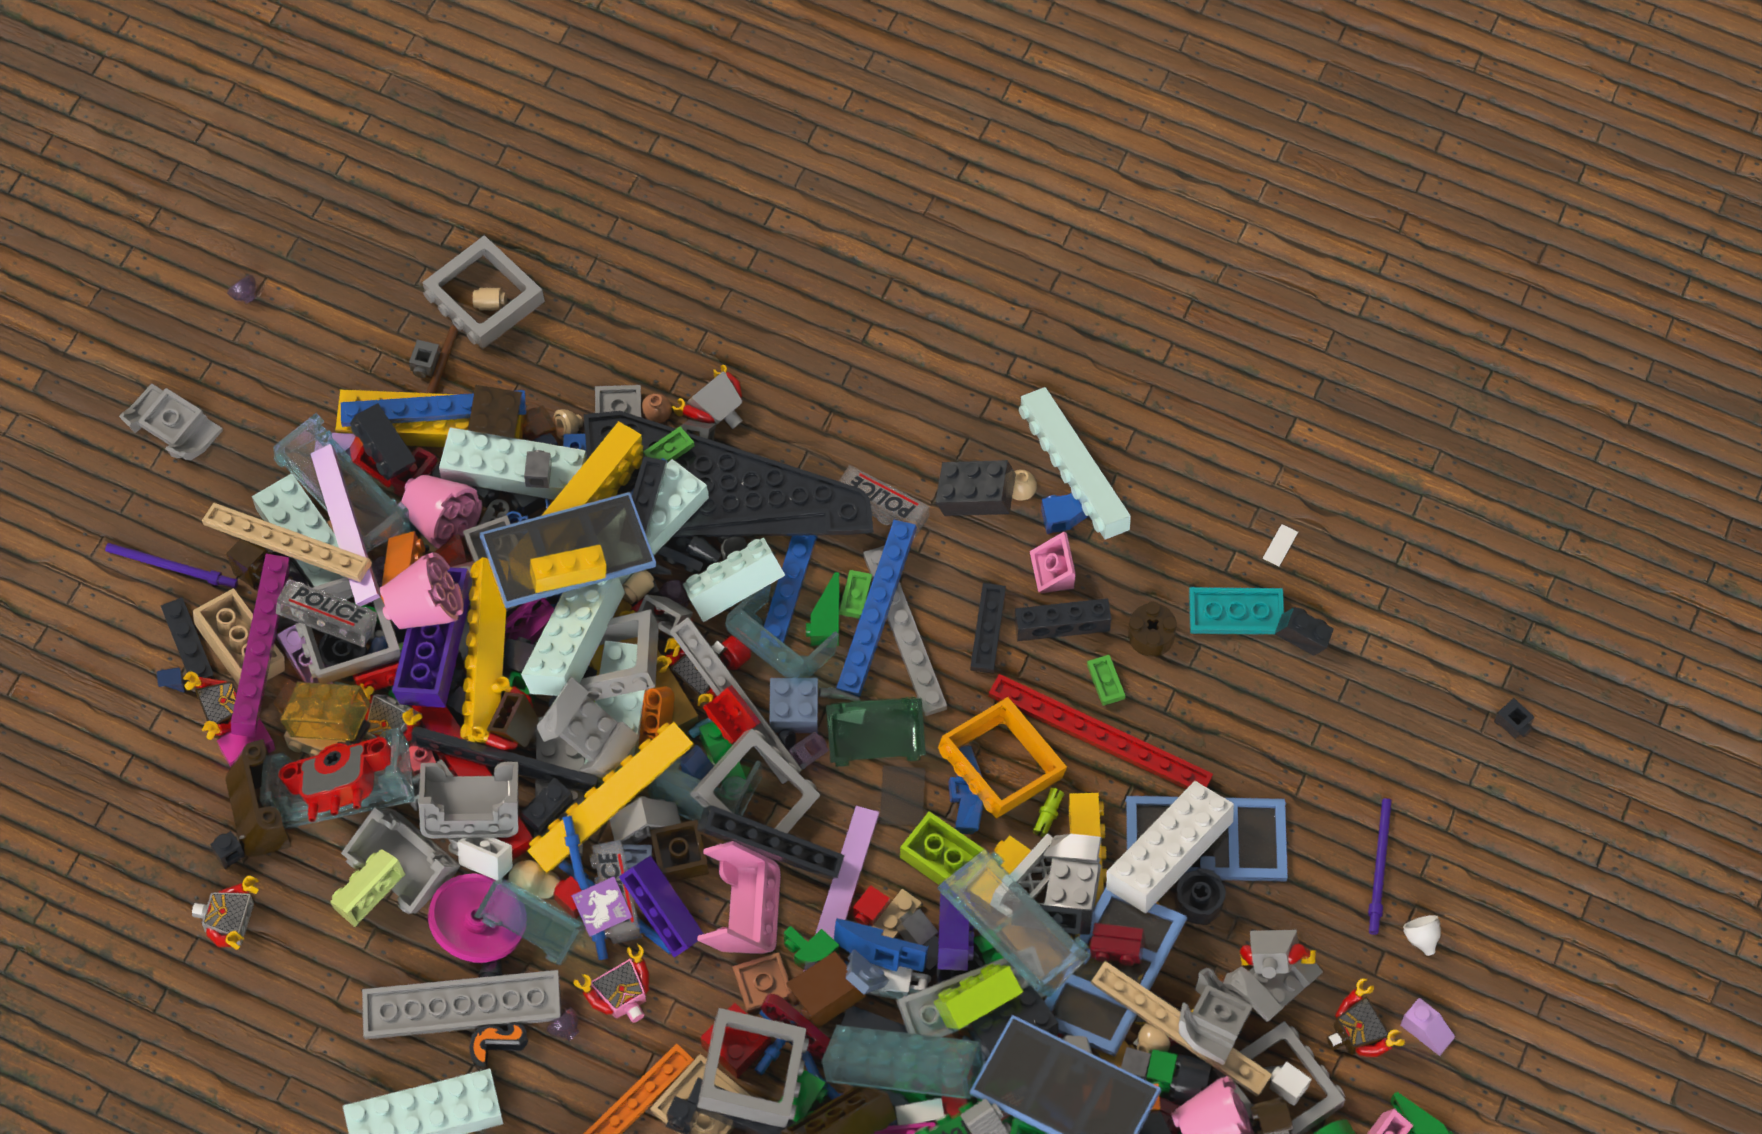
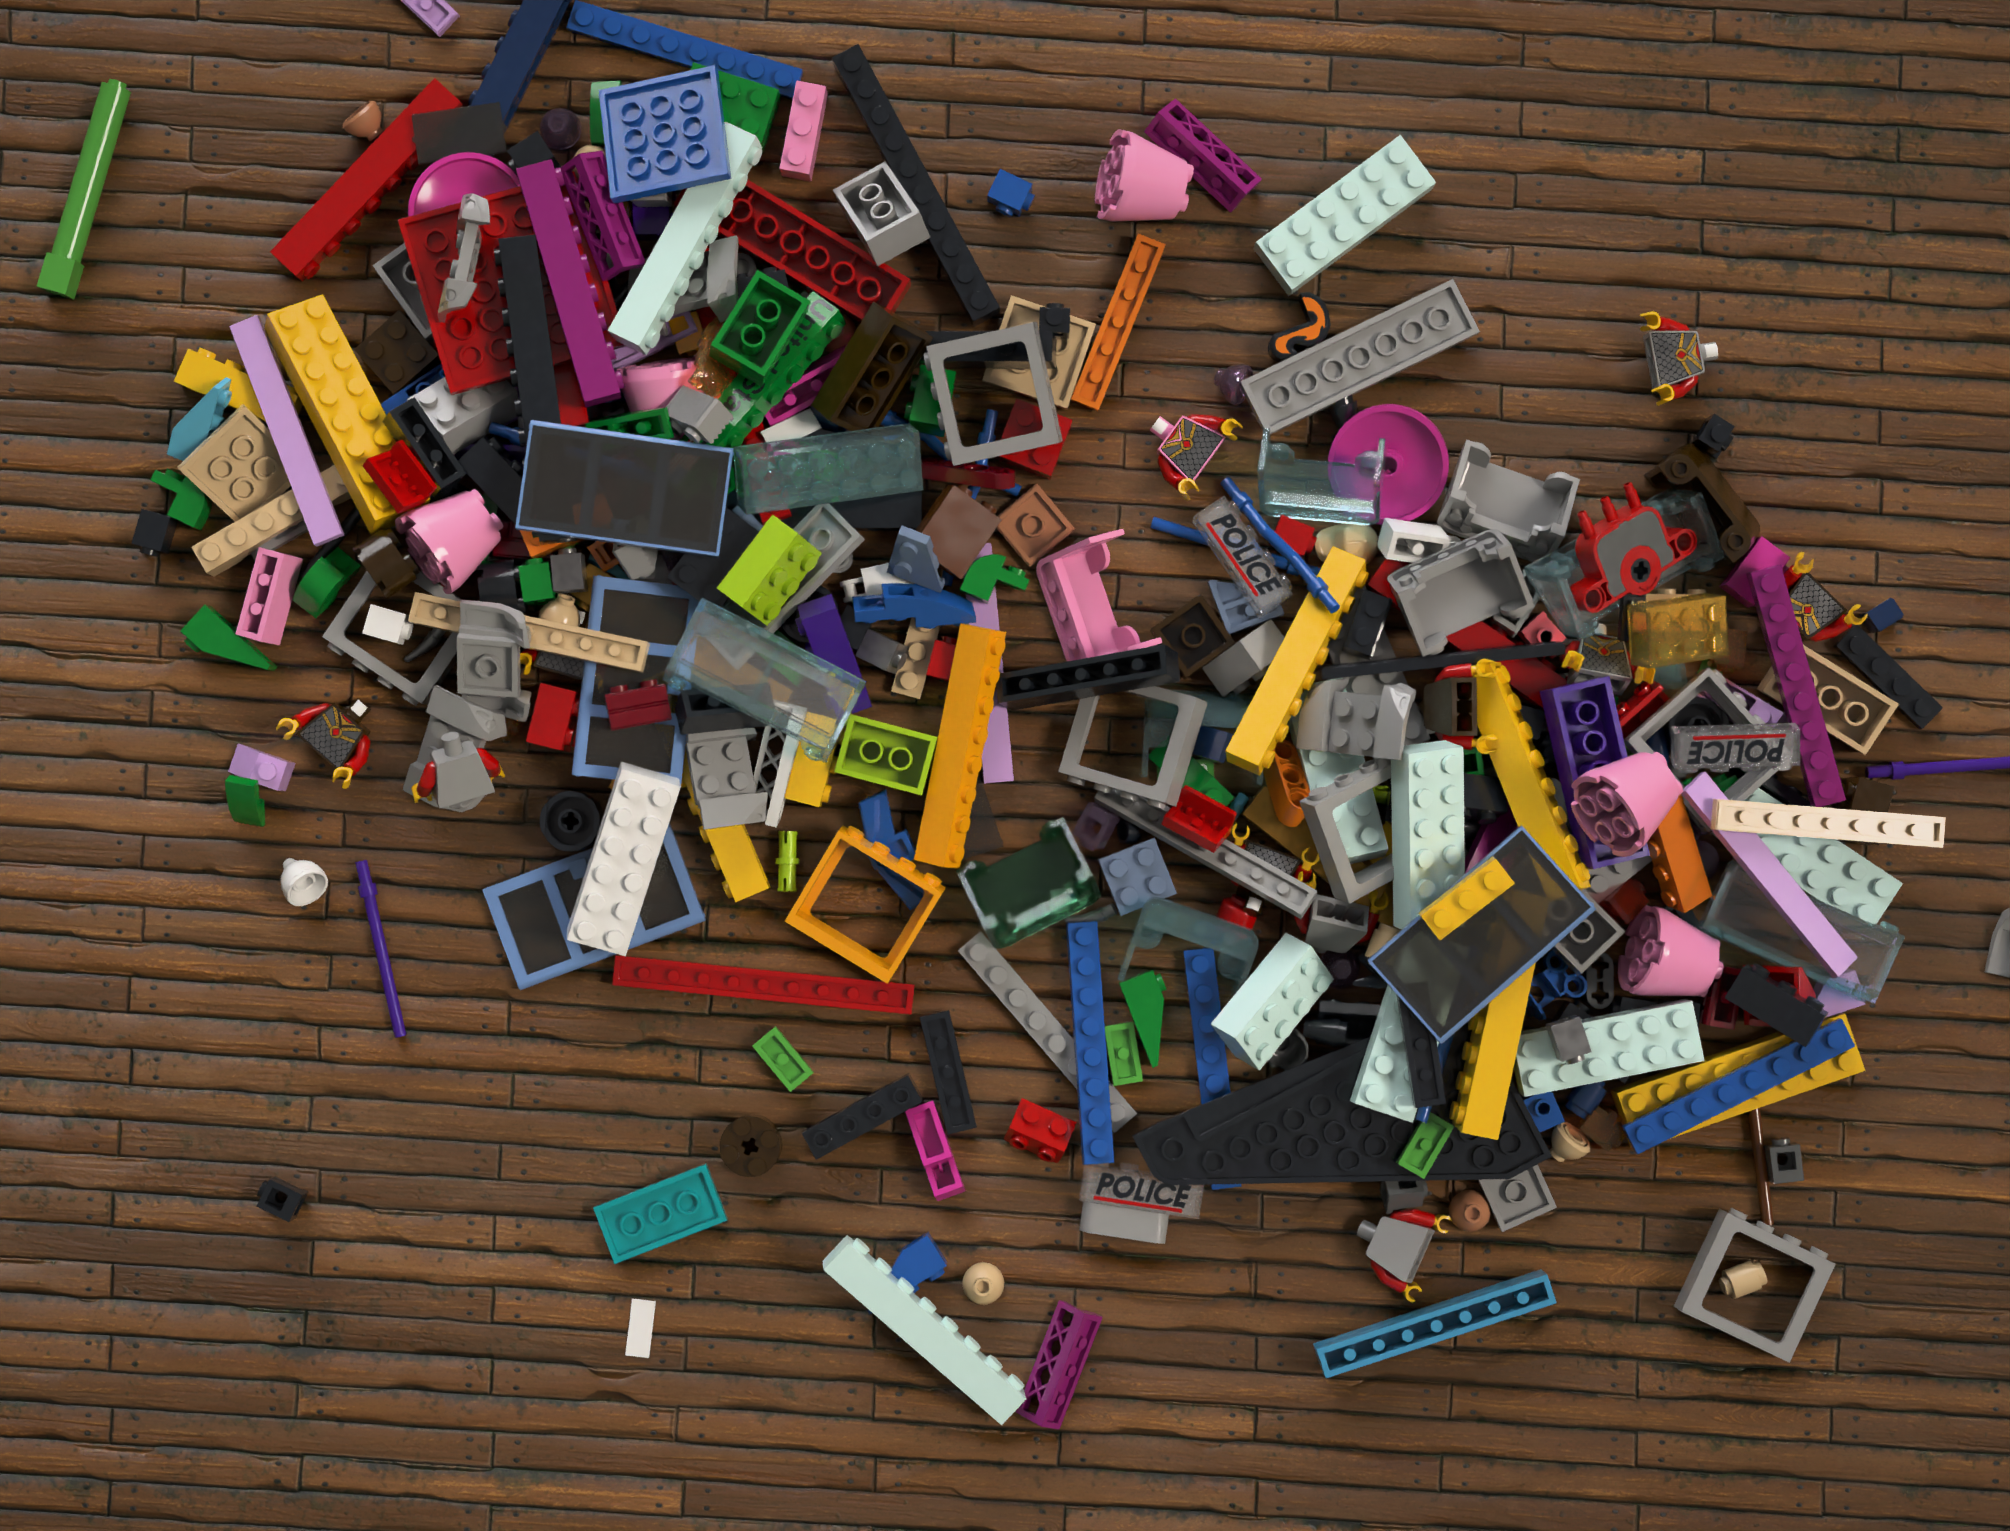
camera: 160 degrees right, 25 degrees up
(367, 887) = (1532, 451): yellowish green slope -> none
(495, 411) = (1658, 1103): dark brown brick -> none
(601, 906) = (1250, 527): medium lavender sticker -> none
(661, 906) = (1181, 556): dark purple brick -> none
(714, 344) = (1434, 1323): none -> dark azure brick
(885, 838) = (960, 746): none -> light orange brick
(905, 482) = (1124, 1223): none -> light grey beam
(937, 565) = (1039, 1131): none -> red bracket
(975, 488) = (1032, 1248): black brick -> none
(982, 410) = (1063, 1368): none -> magenta fence
(1019, 577) = (935, 1151): none -> dark pink slope
(1053, 565) = (901, 1185): bright pink slope -> none
(1181, 975) = (554, 718): none -> red brick
(1304, 631) = (567, 1212): black brick -> none
(1446, 1003) = (244, 800): none -> green slope

